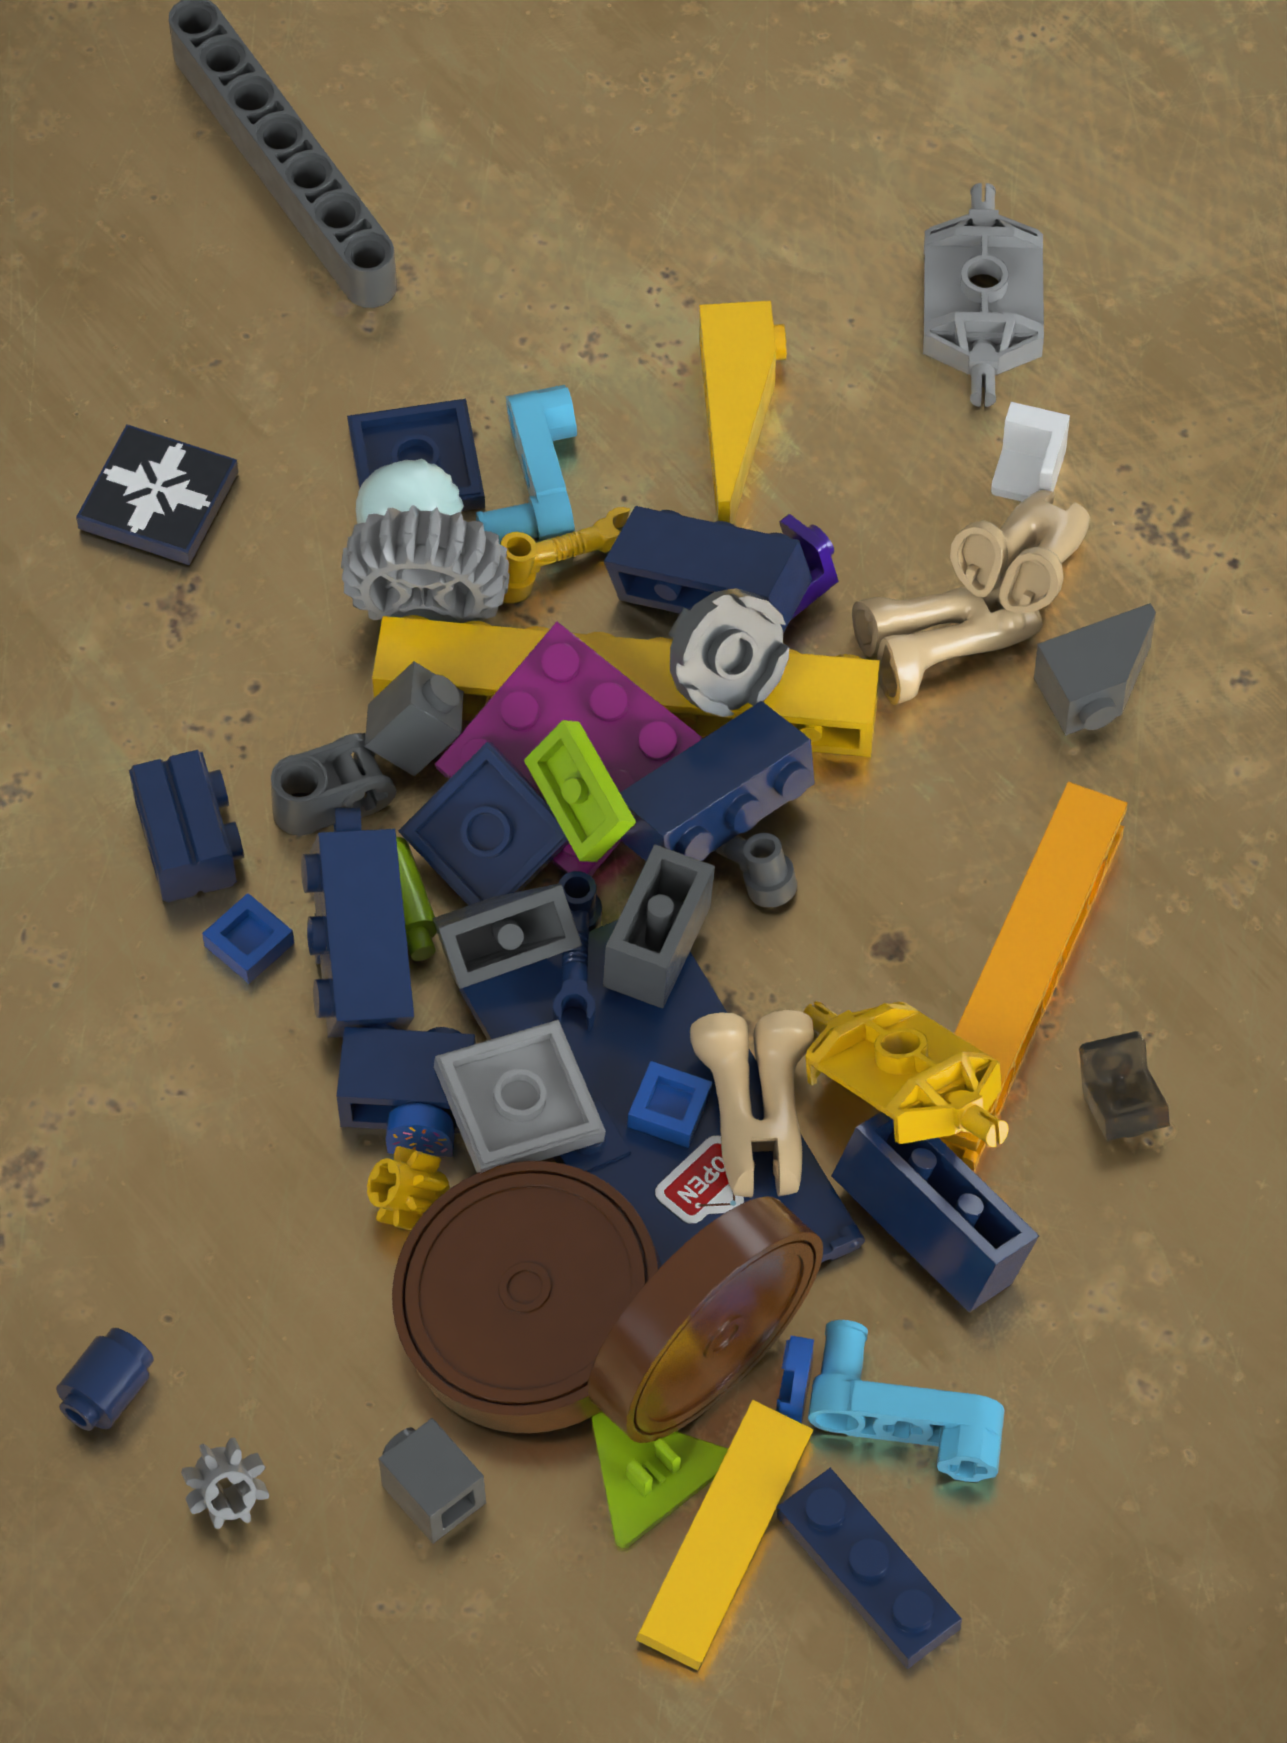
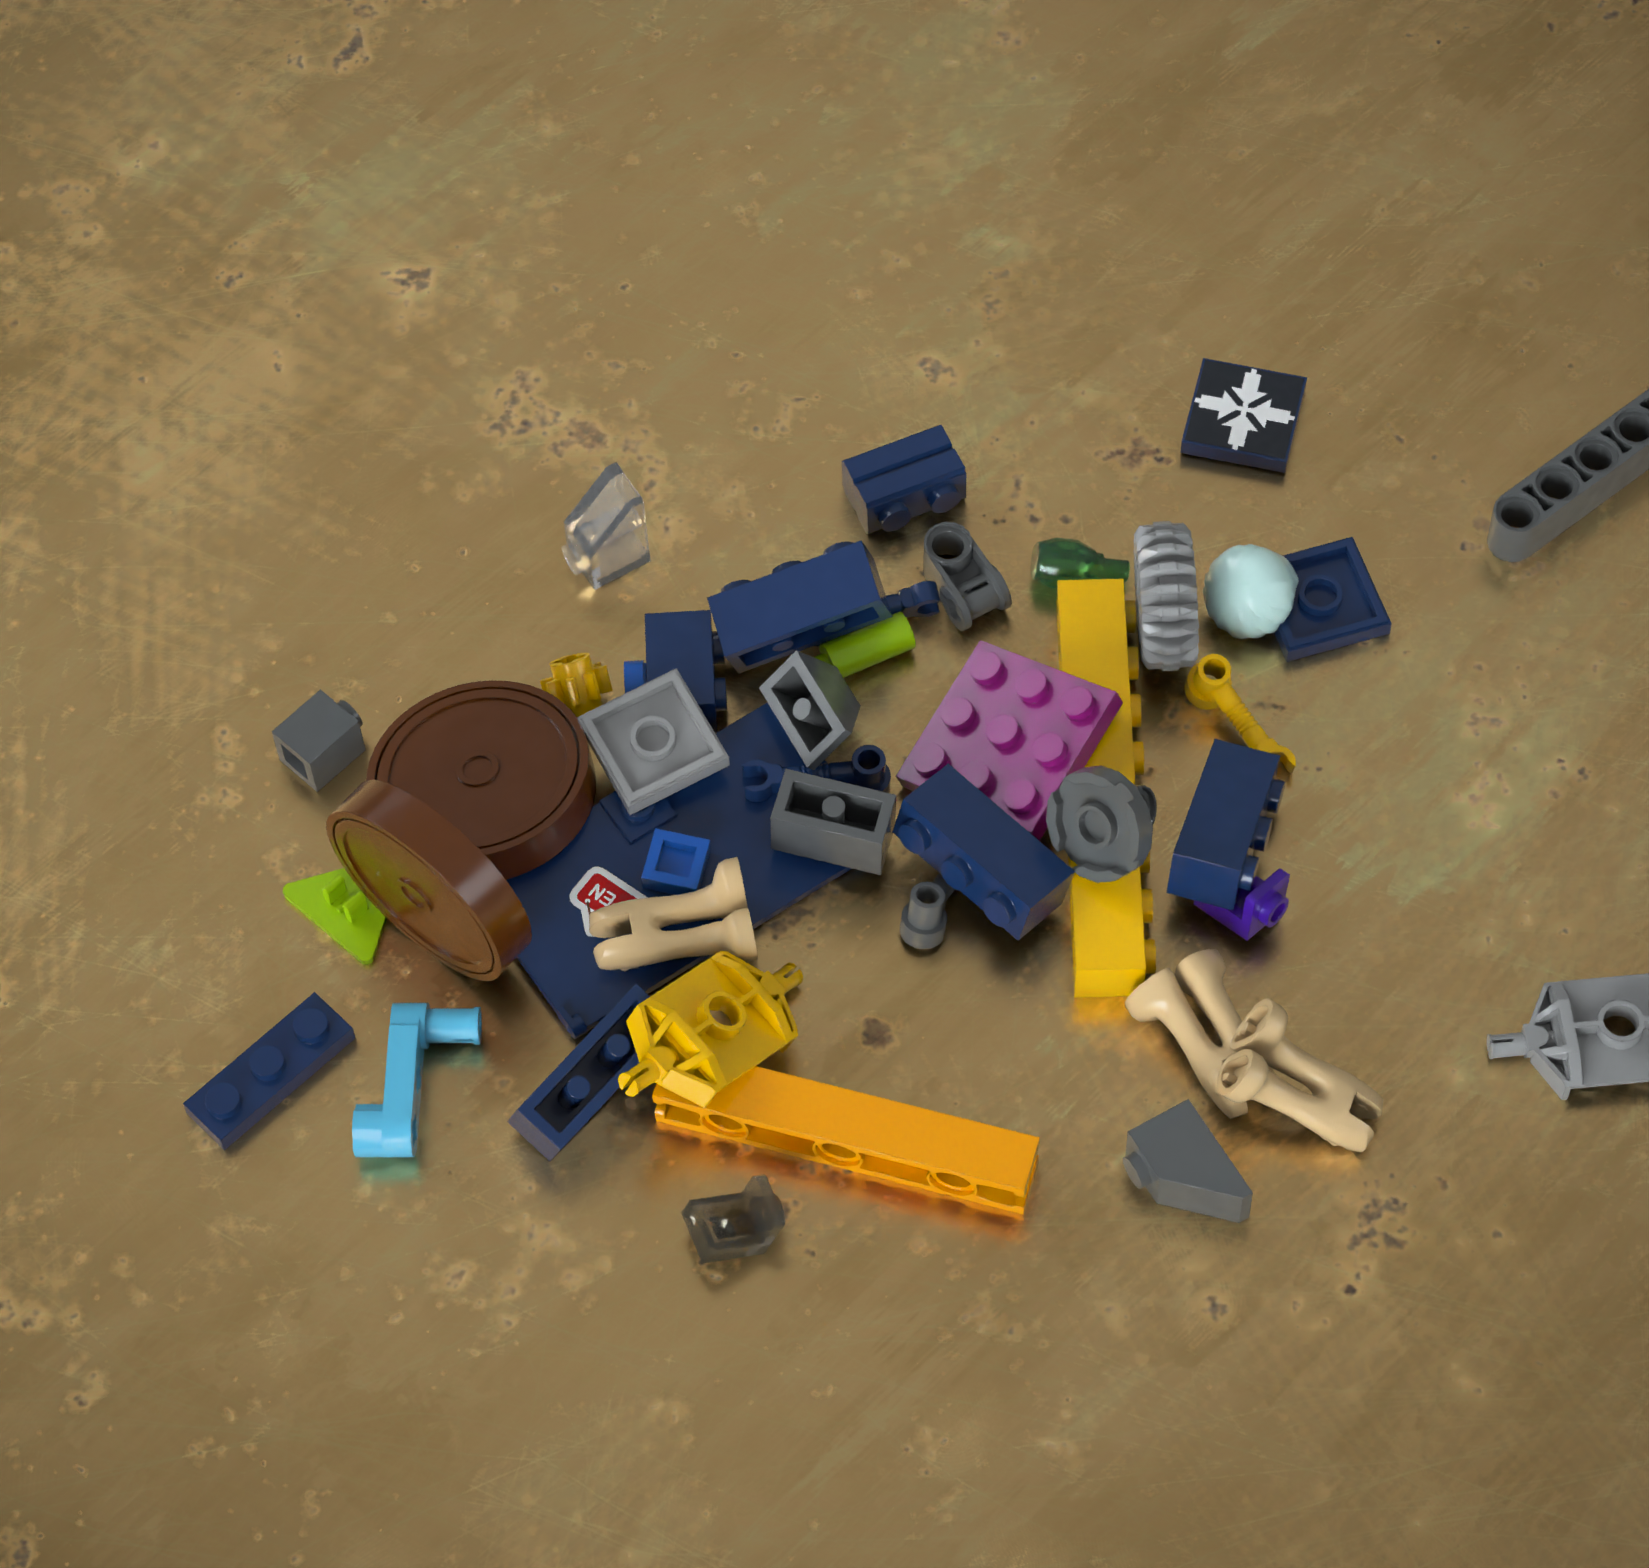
camera: 85 degrees right, 0 degrees up
(104, 1380) = (391, 508): dark blue brick -> none
(202, 1128) = (607, 530): none -> clear slope
(230, 1502) = (304, 598): light grey gear -> none
(248, 938) = (807, 540): blue tile -> none
(332, 678) = (1072, 560): none -> clear green piece
(414, 718) = (1025, 619): dark grey brick -> none
(486, 829) = (921, 690): dark blue tile -> none
(536, 422) = (1287, 701): medium azure beam -> none
(579, 791) = (963, 725): lime plate -> none
(724, 1535) = (291, 959): yellow tile -> none
(738, 381) = (1445, 832): yellow slope -> none
(796, 1377) = (436, 989): blue tile -> none
(1030, 451) = (1425, 1095): white panel -> none

